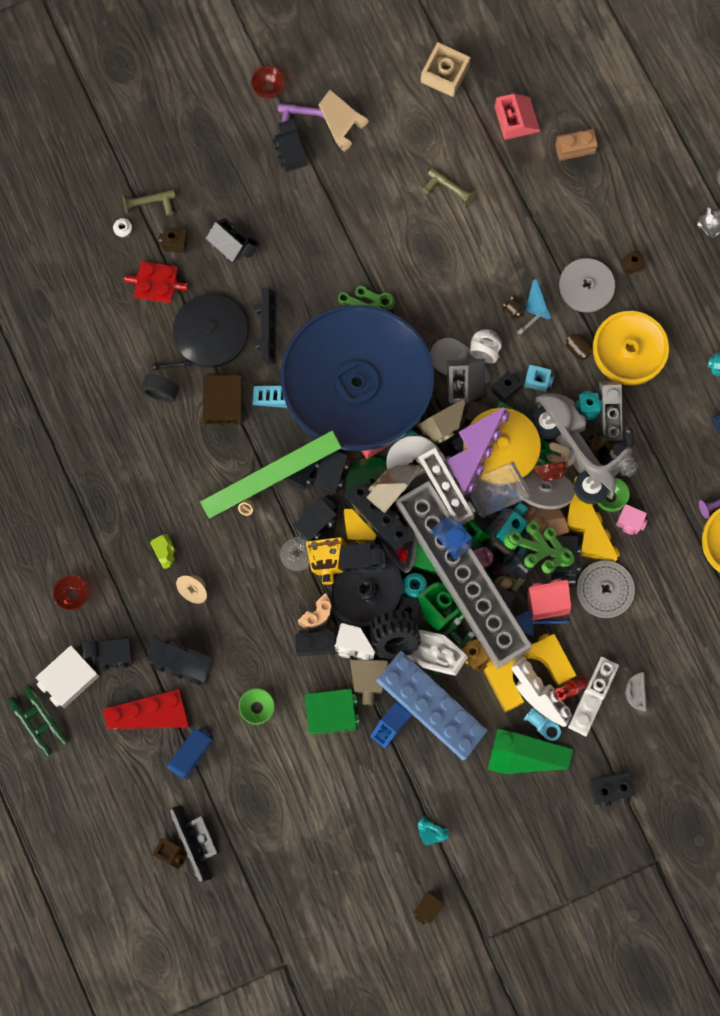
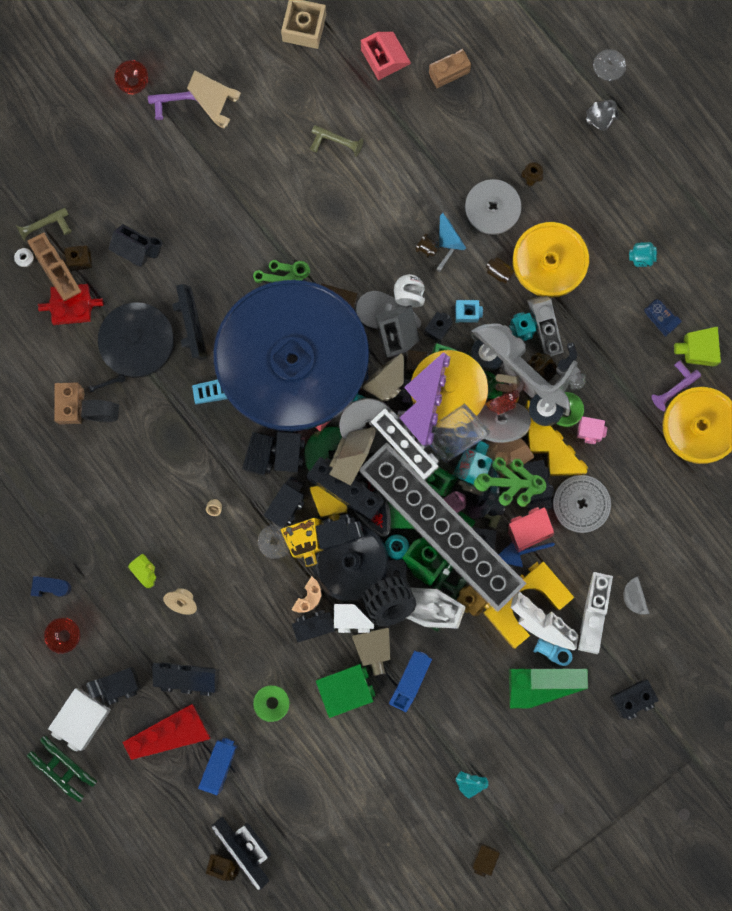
camera: 10 degrees left, 5 degrees up
(69, 543) = (56, 586): none -> dark blue leg
(131, 374) = (68, 403): none -> medium nougat brick
(149, 242) = (54, 267): none -> medium nougat slope
(222, 399) = (164, 406): dark brown brick -> none
(271, 474) = (230, 471): bright green tile -> none
(289, 146) = (168, 137): black hinge -> none
(431, 705) = (441, 661): medium blue plate -> none
(453, 537) = (423, 494): blue slope -> none
(505, 584) = (485, 522): tan hinge -> none
(571, 688) = (572, 611): red pin -> none

